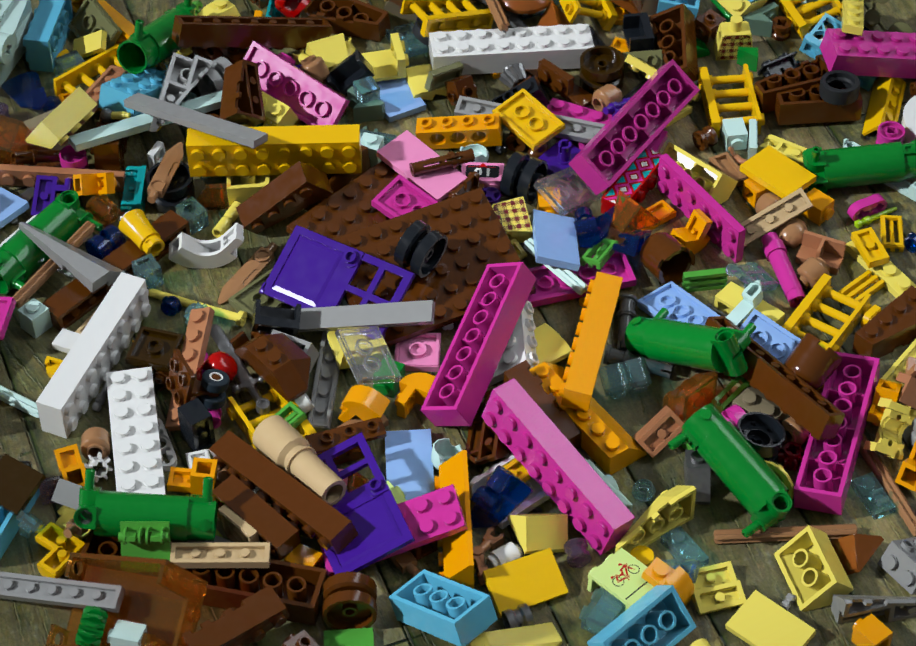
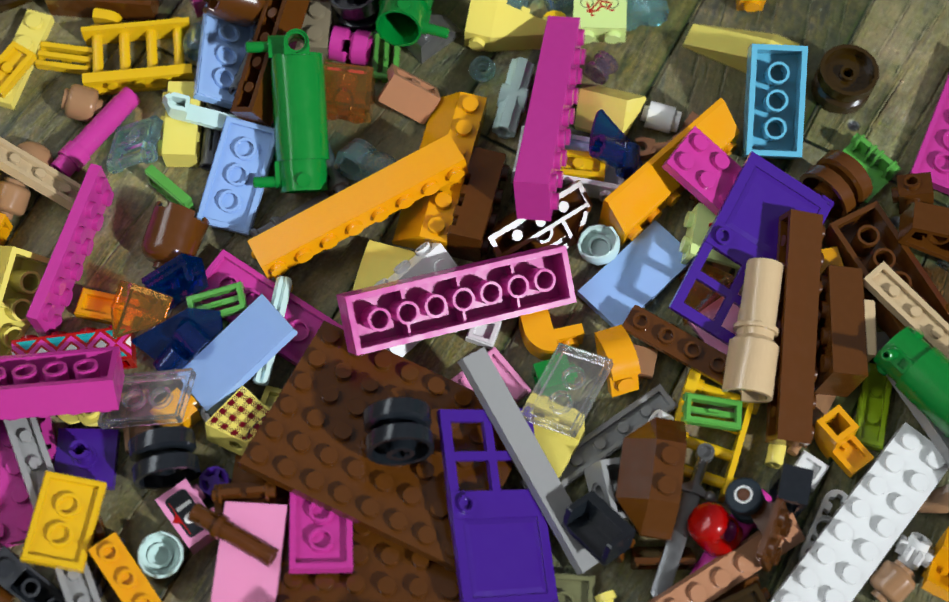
camera: 135 degrees left, 20 degrees up
(519, 617) = (710, 62): flat silver wheel -> none
(525, 580) = (671, 82): yellow tile -> none
(695, 232) = (116, 239): light orange brick -> none
(821, 246) = (46, 117): nougat panel -> none

